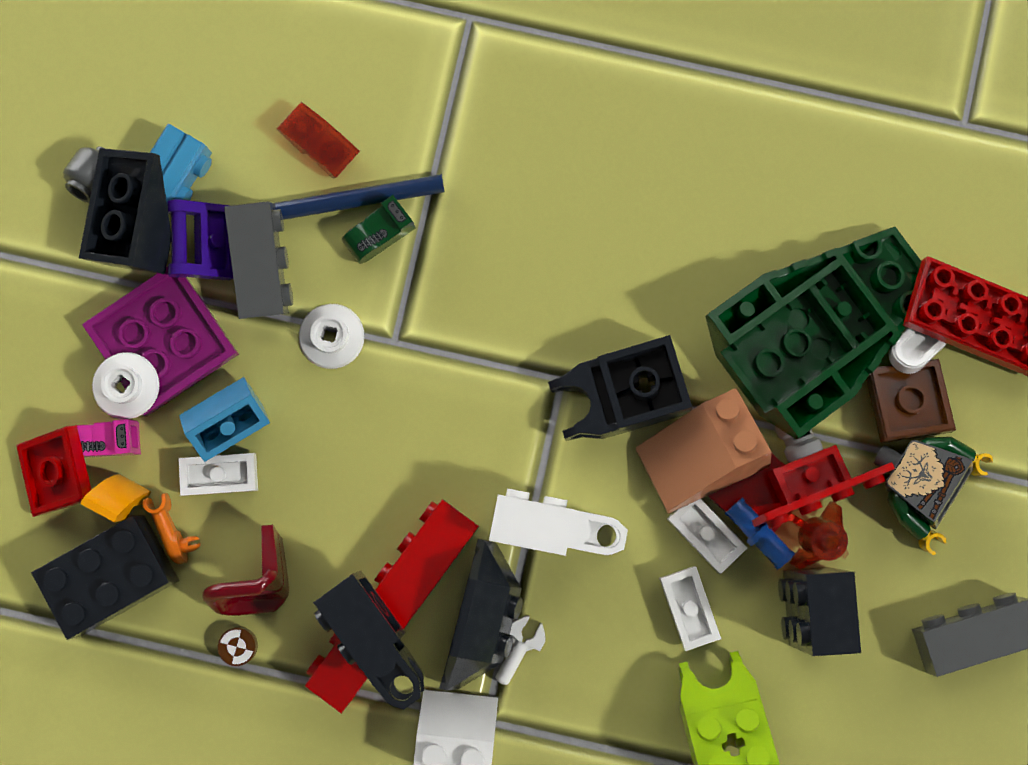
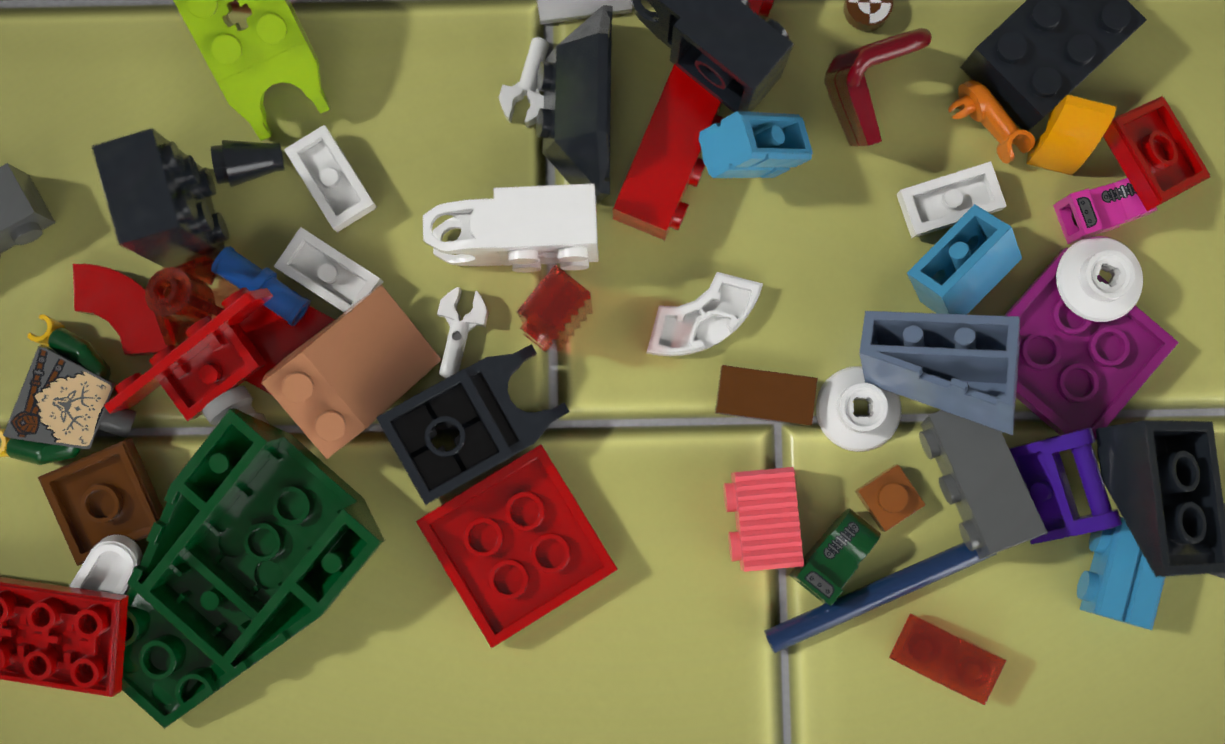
camera: 170 degrees right, 0 degrees up
(260, 347) = (946, 362): none -> sand blue wedge
(326, 264) = (890, 498): none -> dark orange plate
(357, 547) = (755, 145): none -> dark azure brick
(398, 361) = (766, 395): none -> reddish brown tile
(423, 270) = (765, 519): none -> coral brick
(429, 429) = (705, 320): none -> white tile
(541, 456) = (554, 310): none -> clear red brick
(610, 295) = (516, 545): none -> red plate
(617, 467) = (459, 329): none -> white bar
(752, 638) = (243, 161): none -> black cone
(870, 550) = (119, 302): none -> red tile

